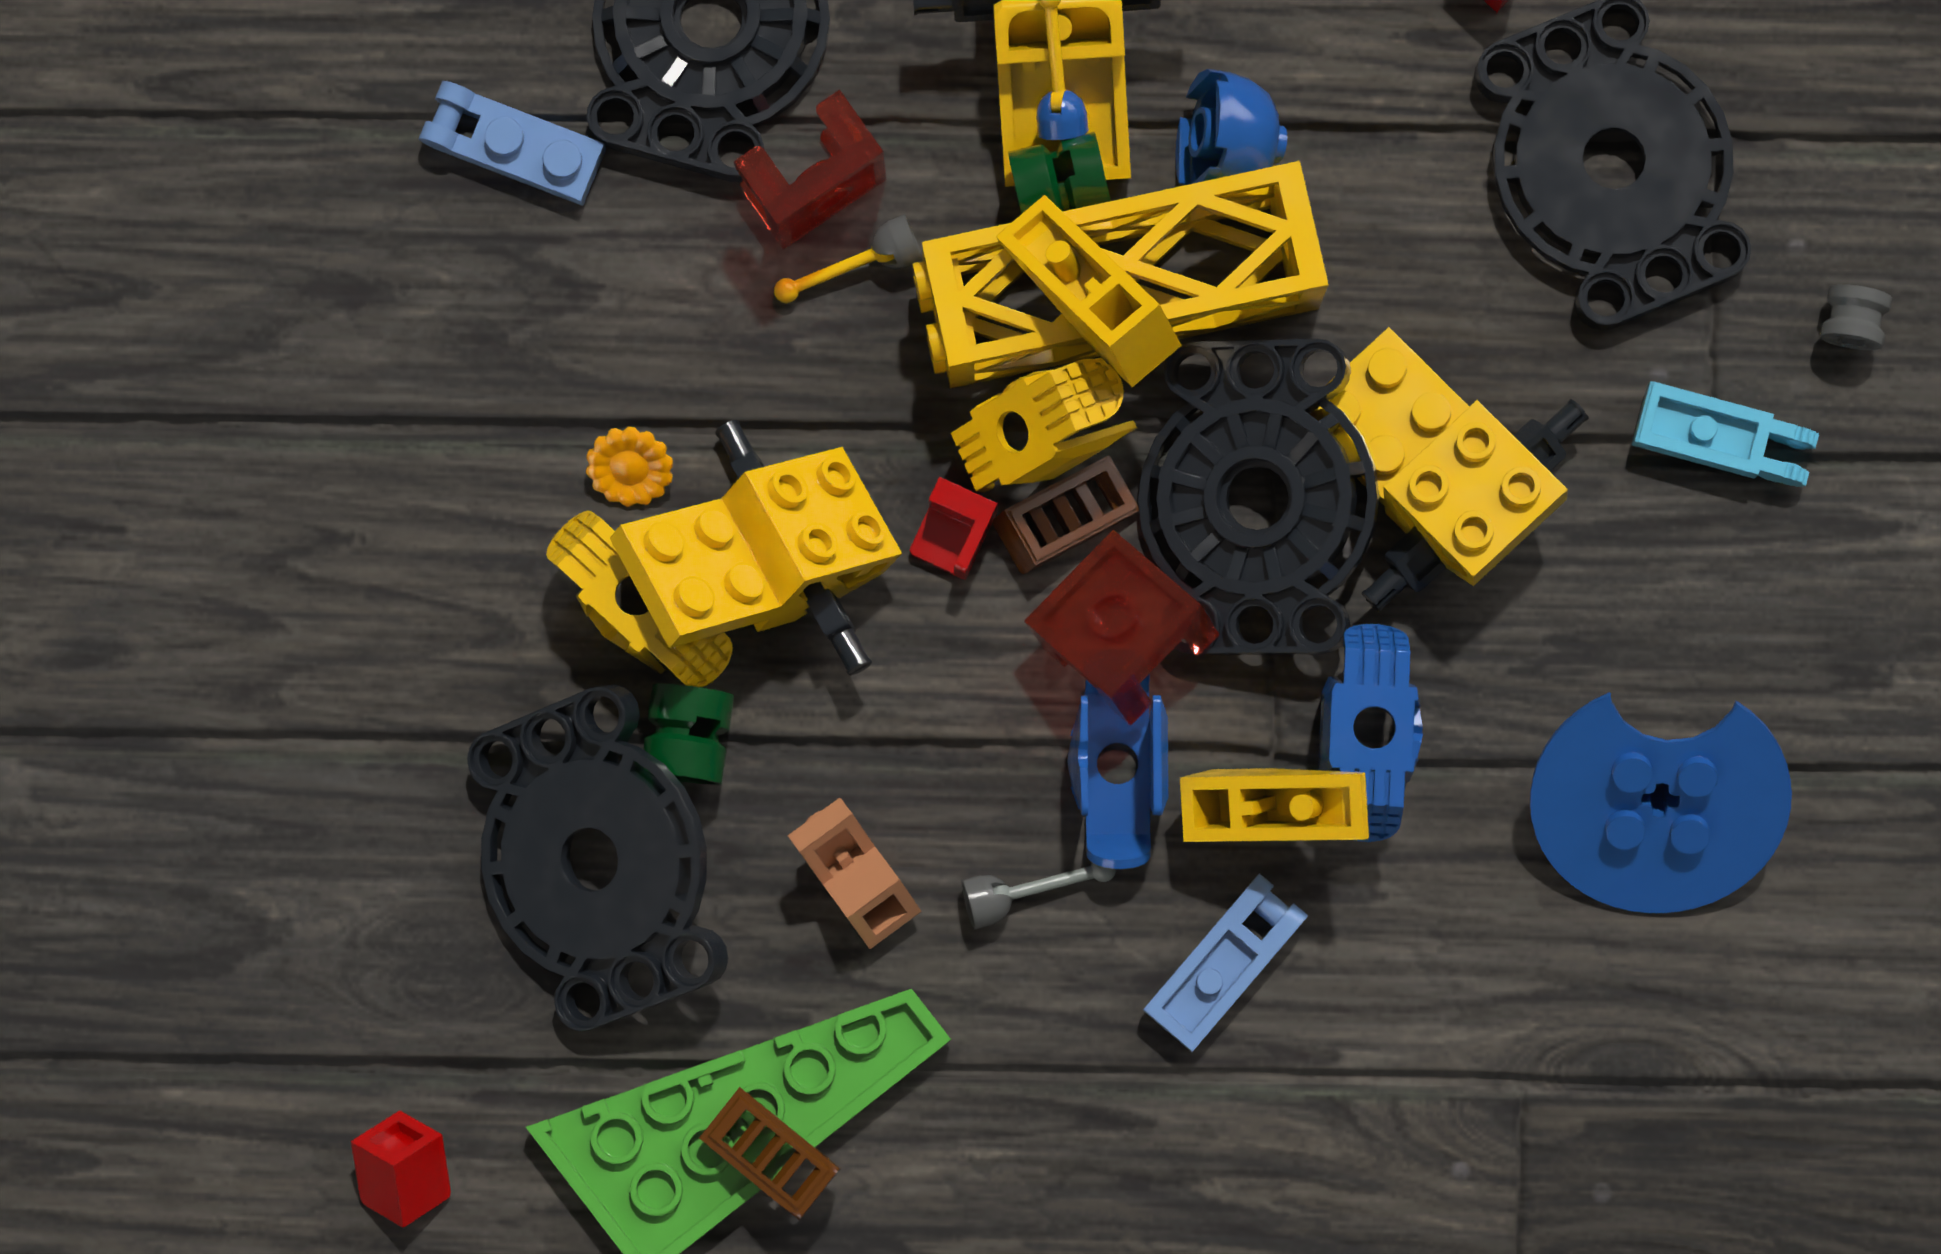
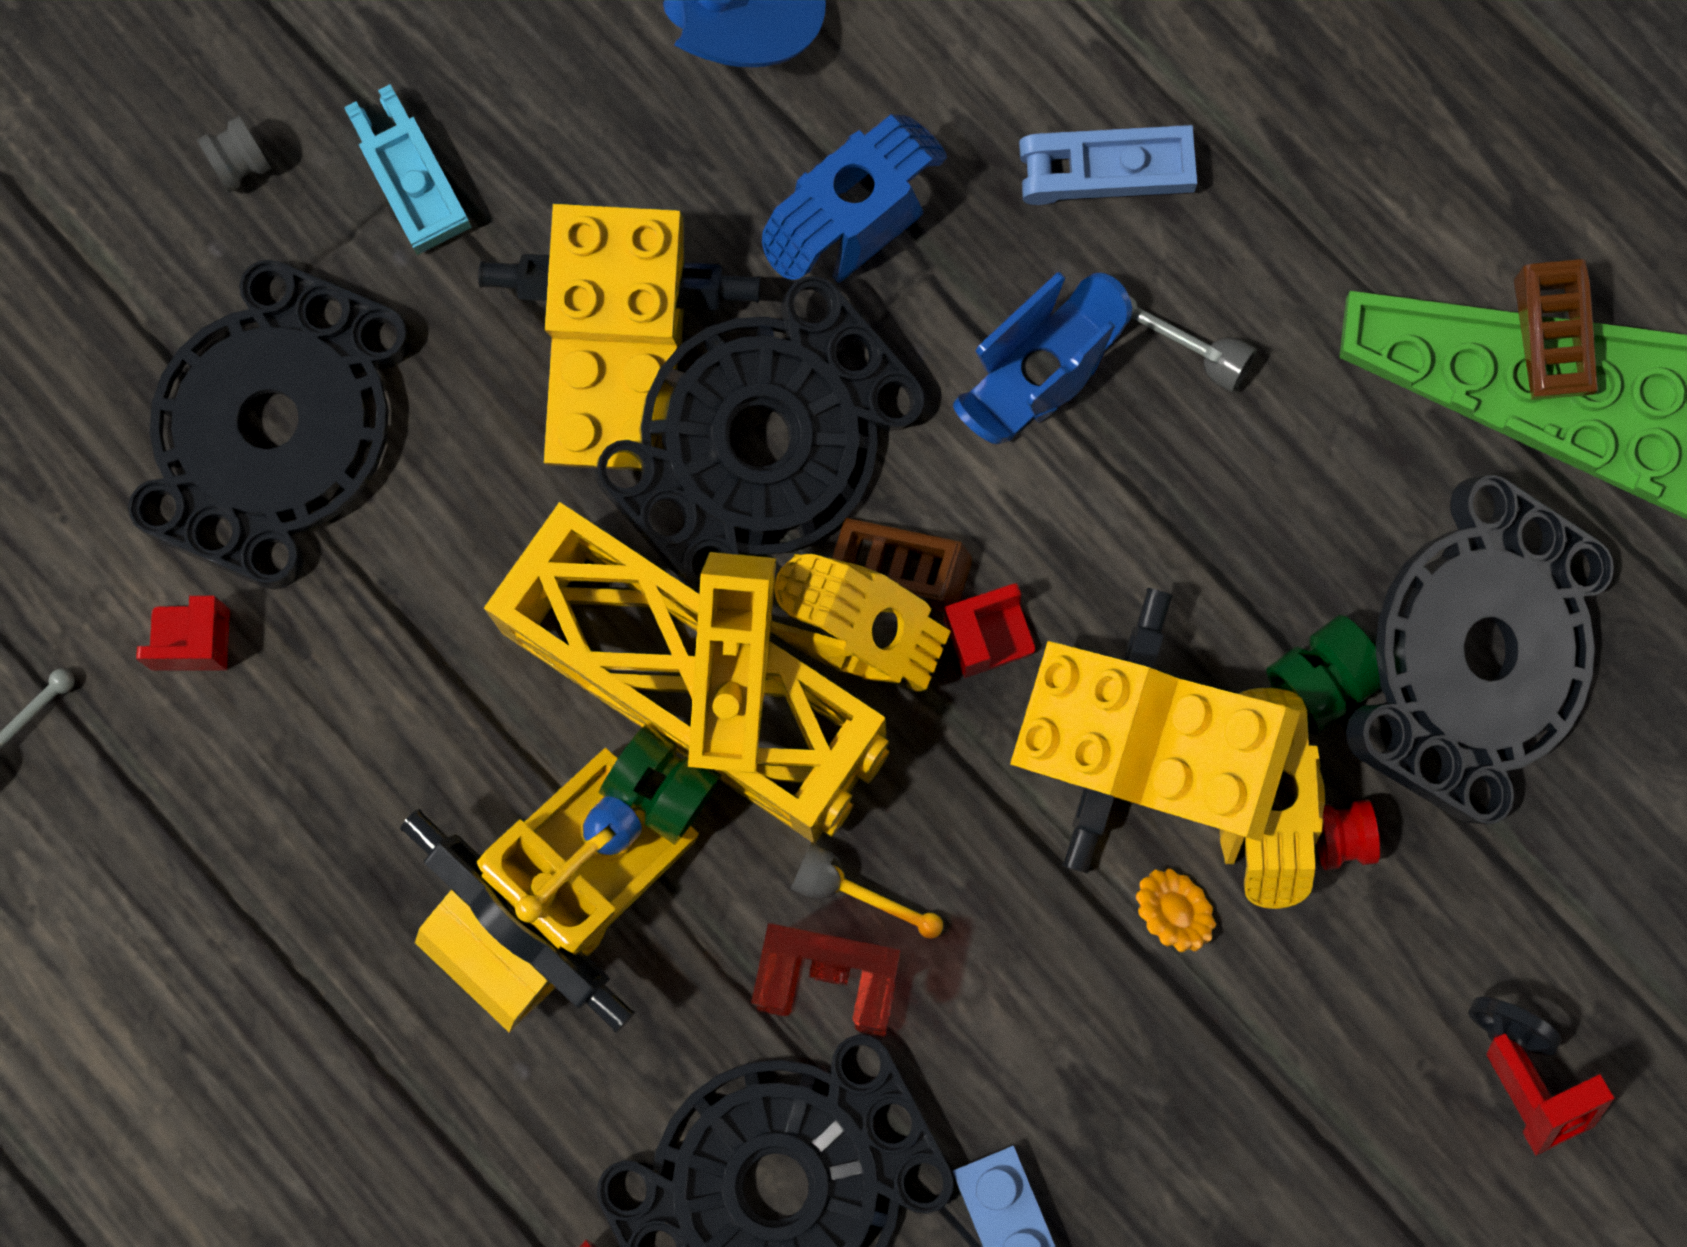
camera: 130 degrees left, 5 degrees down
(311, 594) = (1546, 1117): none -> red piece
(564, 636) = (1349, 836): none -> red wheel
(854, 873) = (1305, 460): nougat brick -> none
(1118, 623) = (948, 438): clear red panel -> none
(1230, 129) = (510, 703): blue cylinder -> none
(1273, 805) = (973, 208): yellow slope -> none

